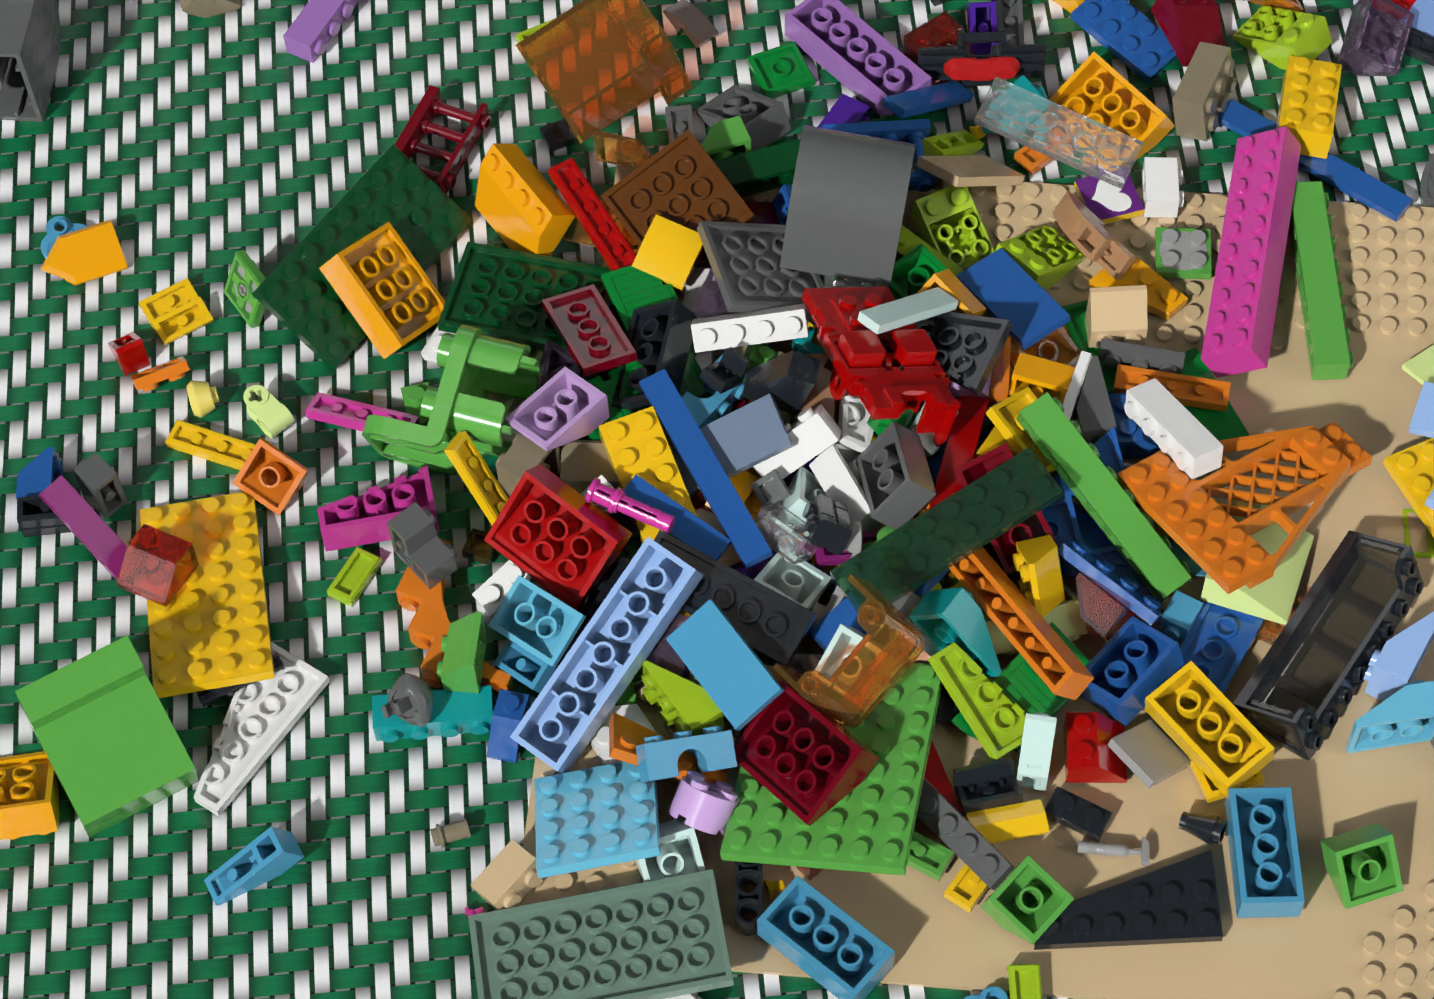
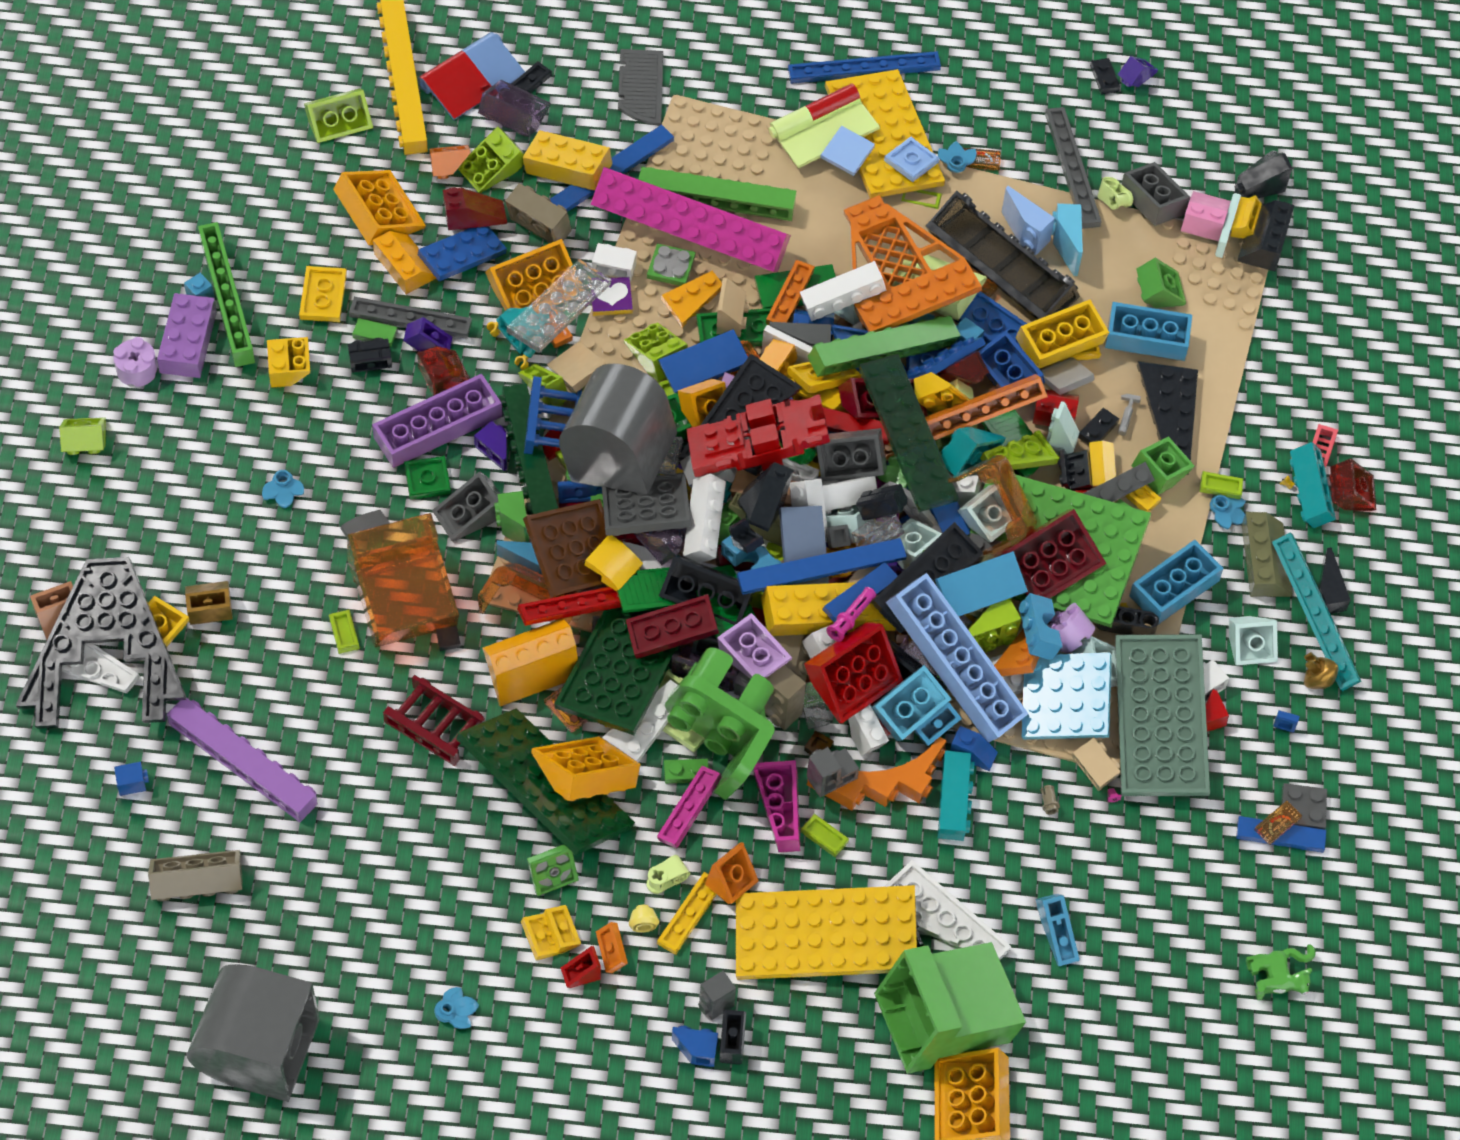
camera: 85 degrees left, 0 degrees up
(85, 524) = (757, 1004): magenta tile -> none
(86, 254) = (477, 991): light orange tile -> none
(156, 565) = (807, 955): clear red slope -> none
(410, 700) = (957, 797): dark grey piece -> none
(463, 654) = (927, 754): bright green slope -> none
(476, 475) = (790, 719): yellow tile -> none
(678, 121) = (469, 552): dark grey plate -> none
(907, 310) = (728, 411): light aqua tile -> none
(928, 99) = (501, 384): blue tile -> none
(980, 70) = (478, 332): black piece -> none
(1091, 237) = (648, 311): medium nougat slope -> none
(1115, 352) = (763, 306): dark grey plate -> none
(1204, 827) = (1121, 361): black cone -> none

